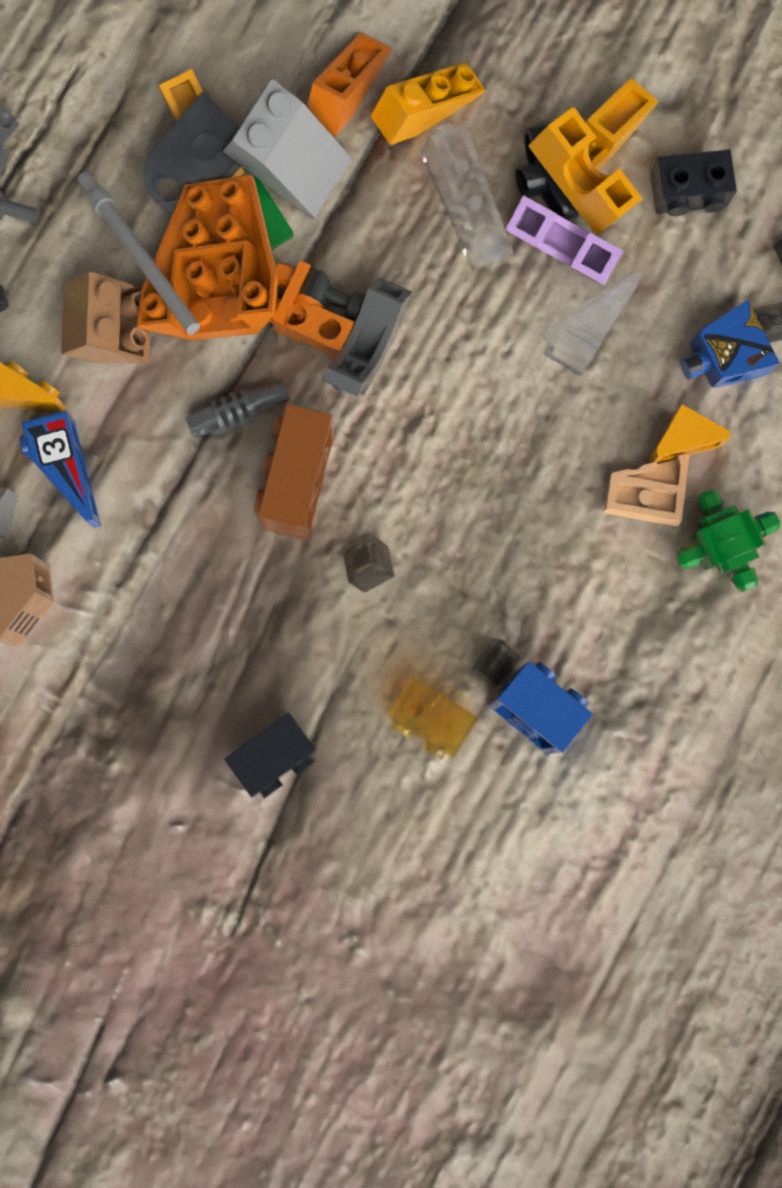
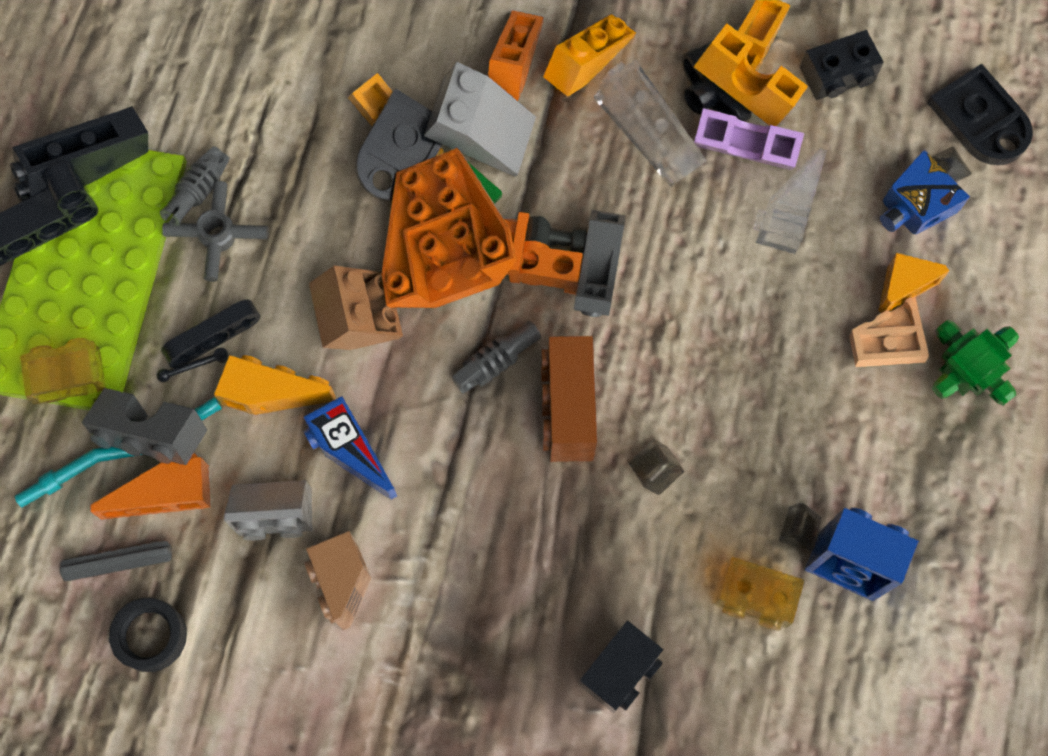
camera: 10 degrees left, 10 degrees down
(105, 205) = (325, 208): light grey bar -> none

